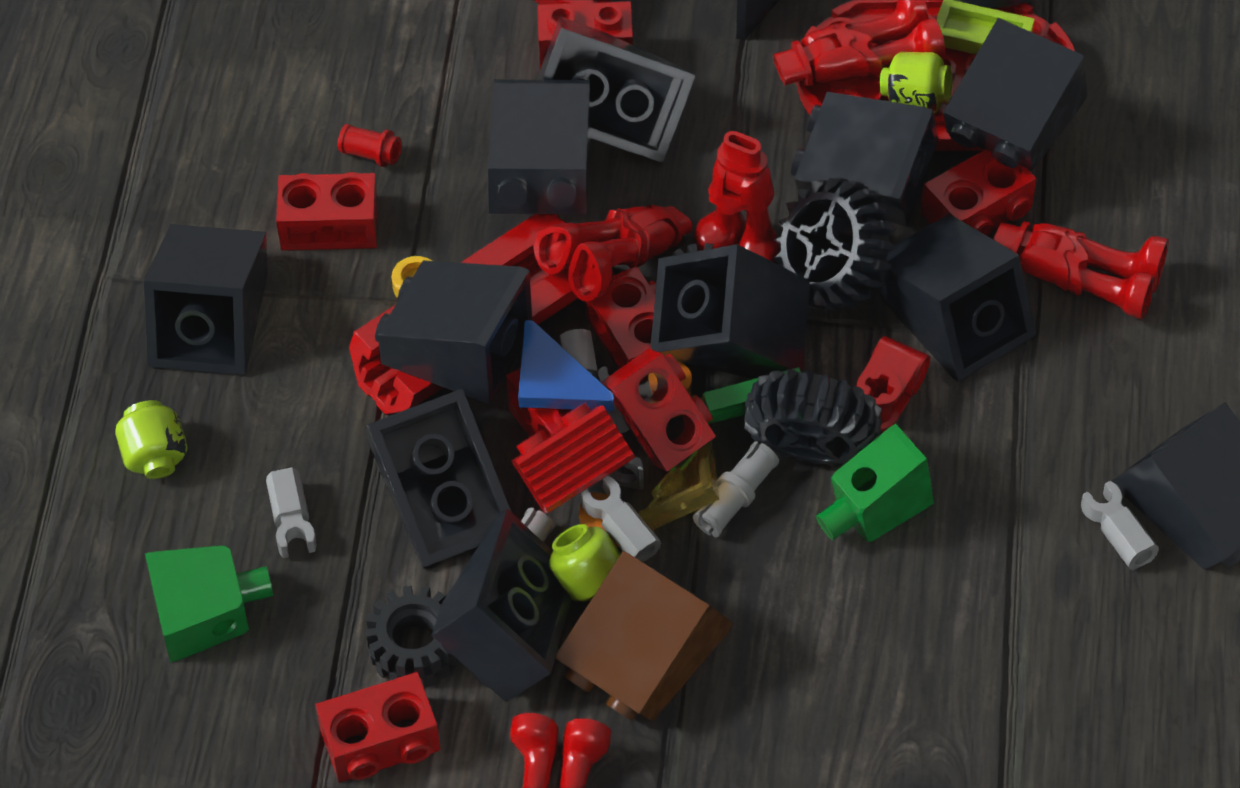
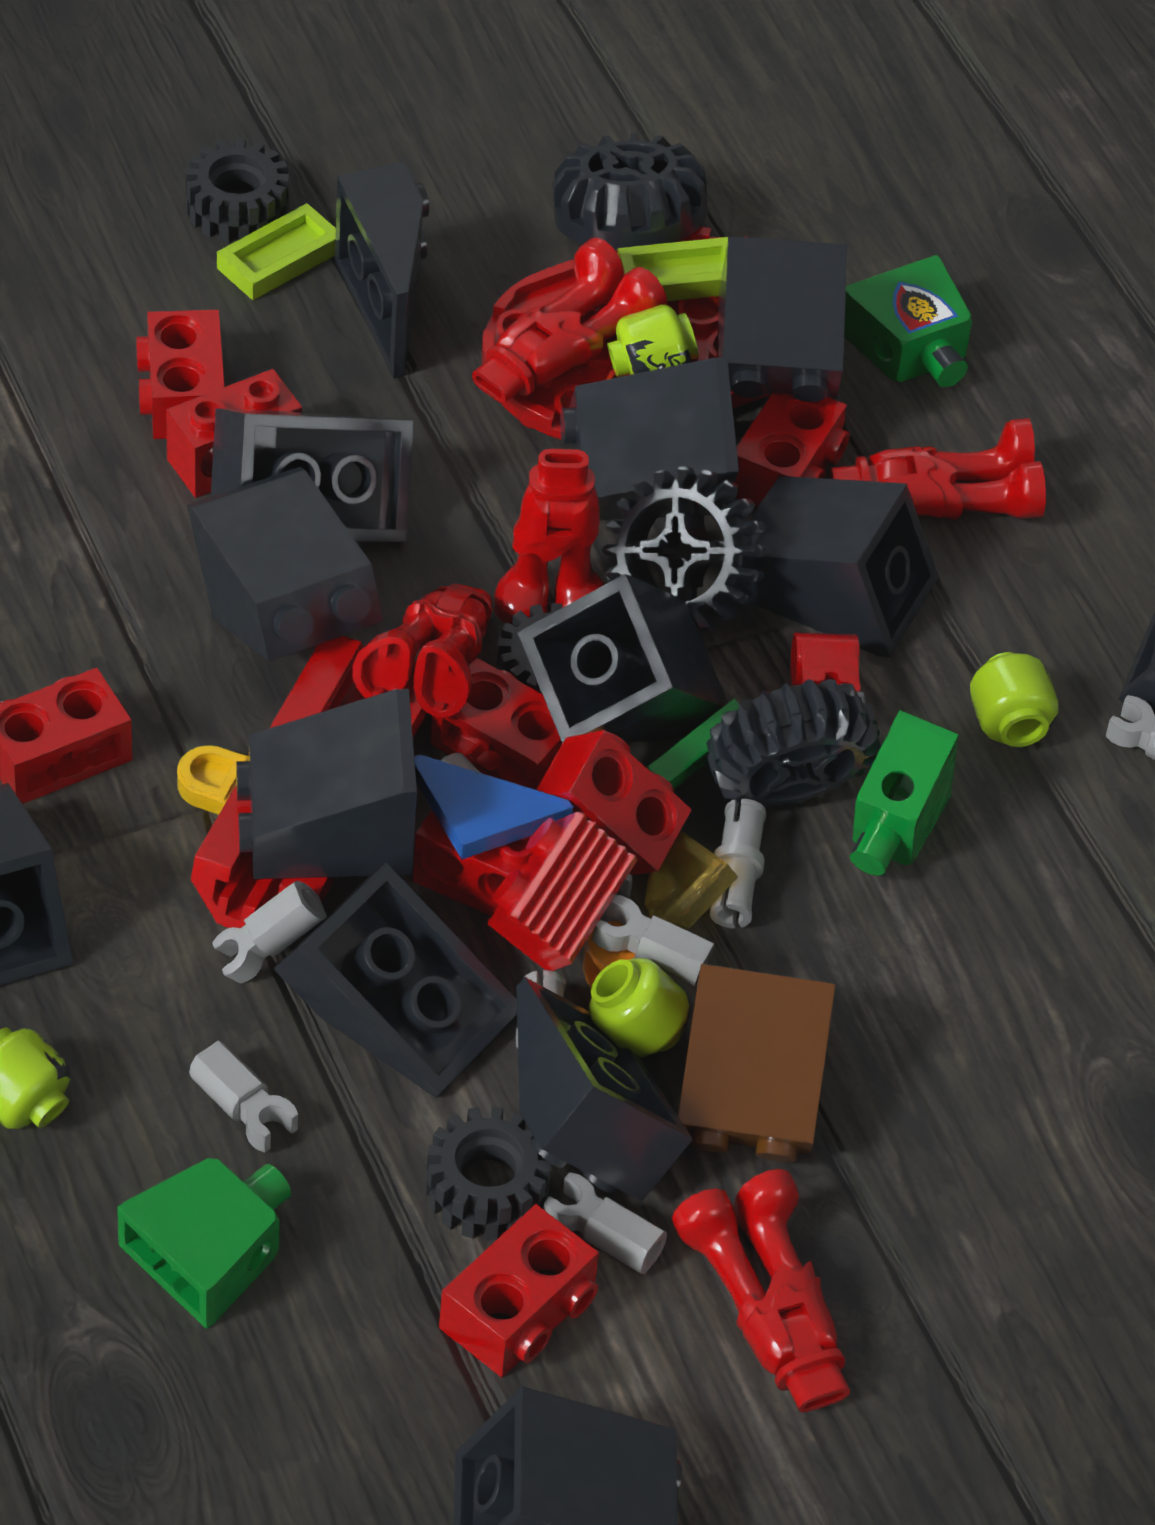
camera: 35 degrees left, 5 degrees down
(369, 144) = (52, 643): red pin -> none
(374, 403) = (270, 930): none -> light grey bar
(473, 711) = (608, 1225): none -> light grey bar
(1018, 449) = (1014, 699): none -> lime head
(1138, 132) = (910, 322): none -> green torso

